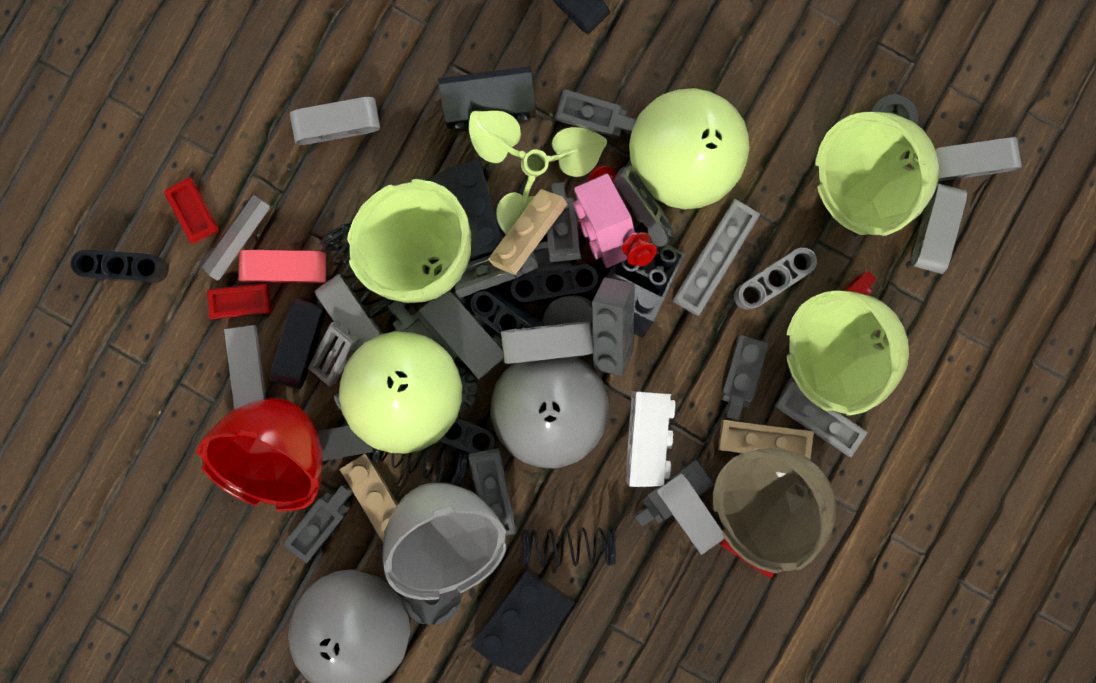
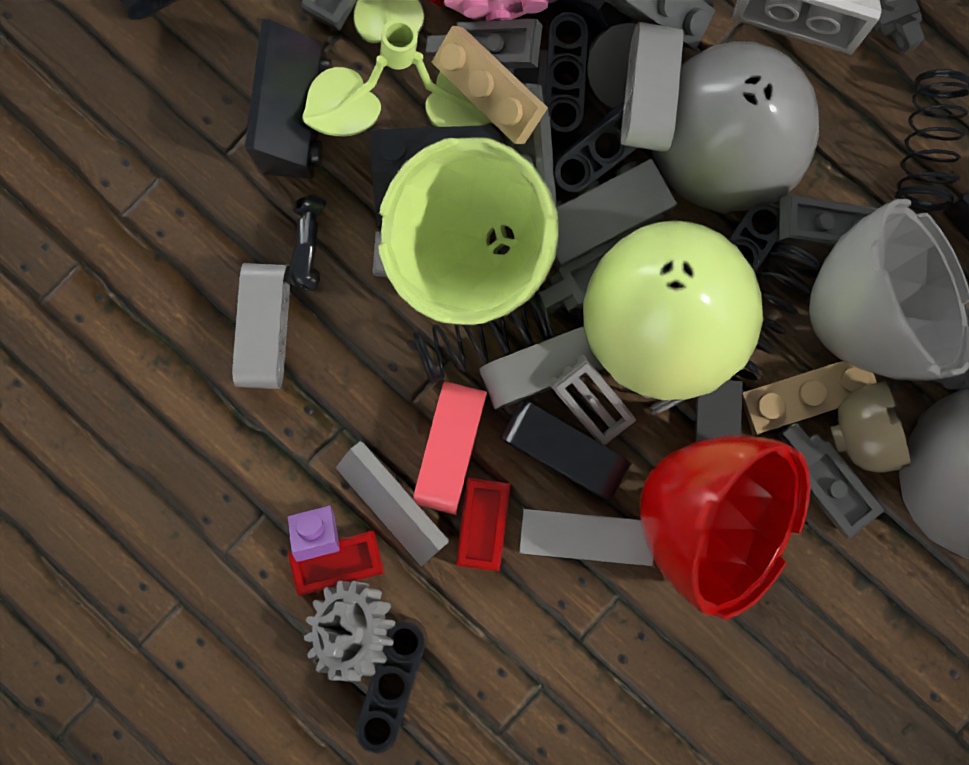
camera: 75 degrees left, 5 degrees down
(145, 230) = (349, 631): none -> light grey gear
(205, 190) = (313, 533): none -> medium lavender plate
(354, 543) = (871, 430): none -> dark tan cylinder
(379, 137) = (300, 268): none -> black arm

